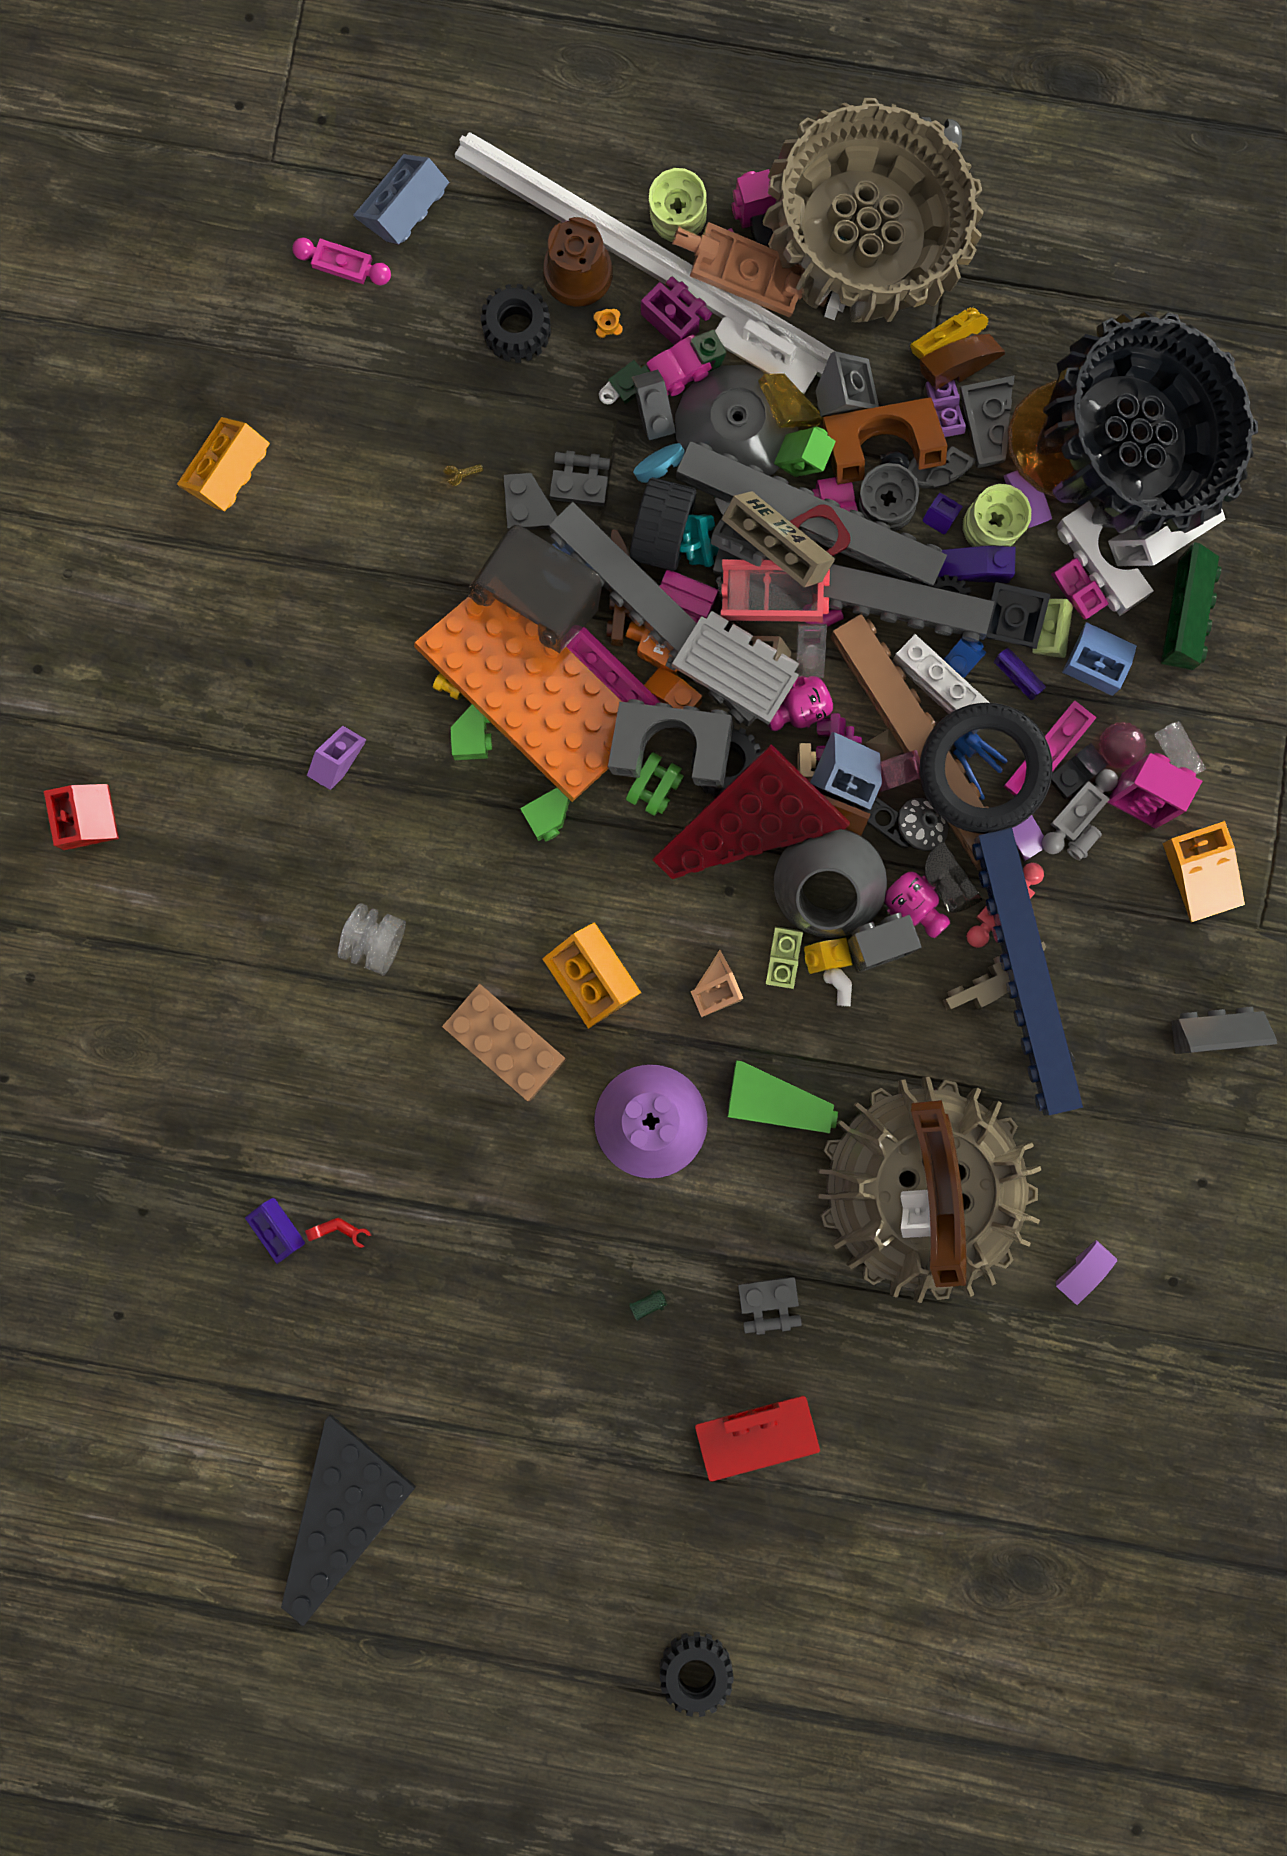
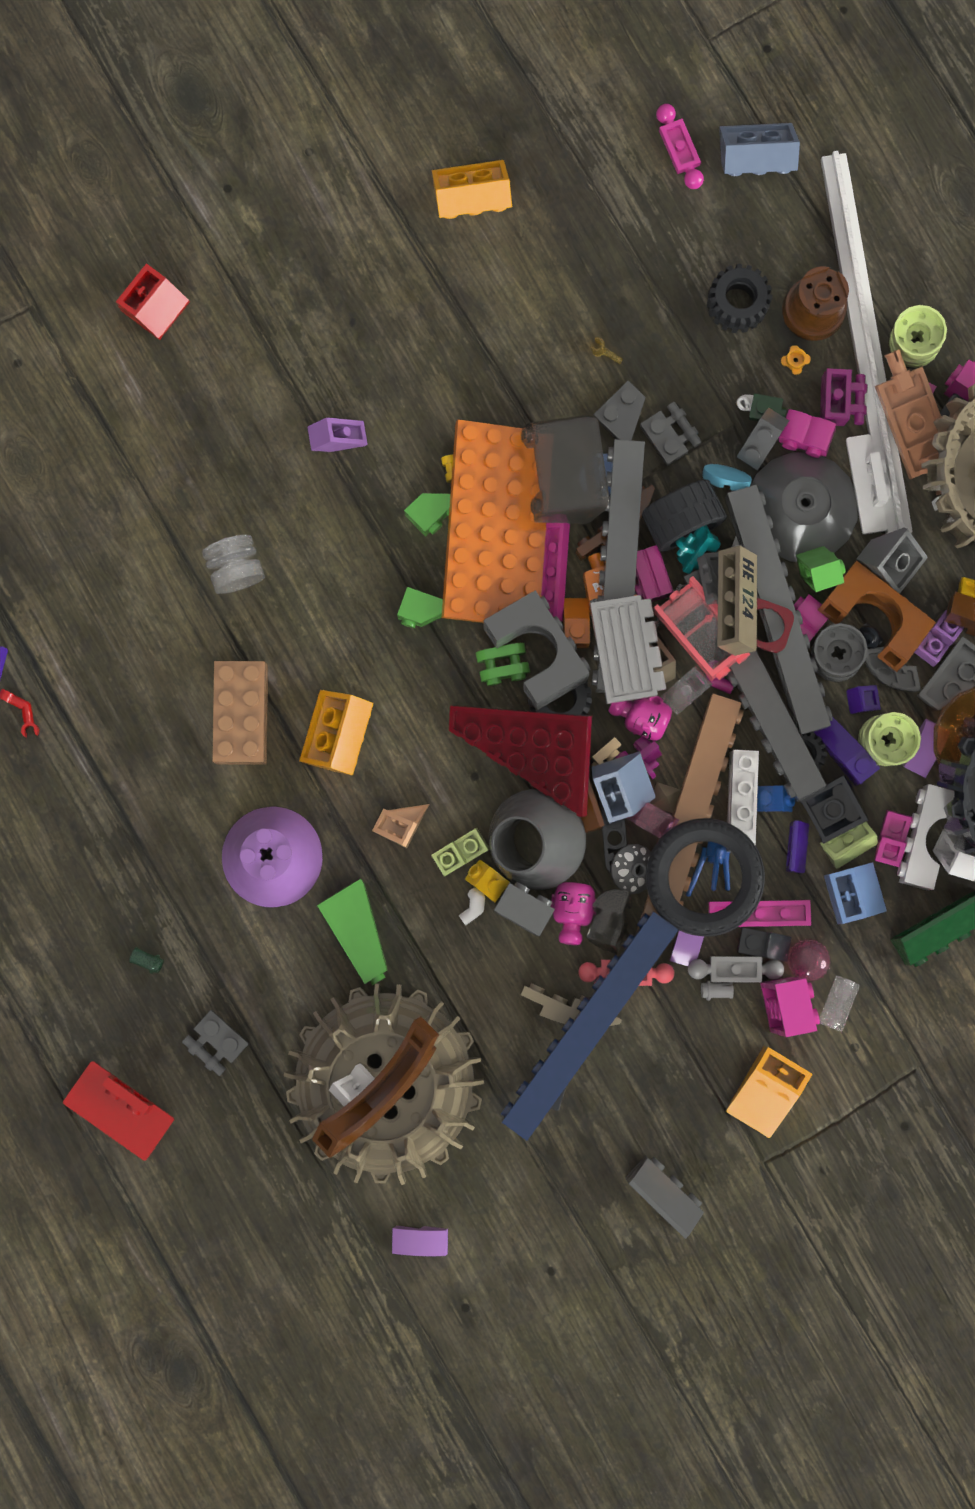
camera: 45 degrees right, 0 degrees up
(709, 349) = (835, 443): dark green bracket -> none
(788, 402) = (846, 528): clear yellow wing -> none

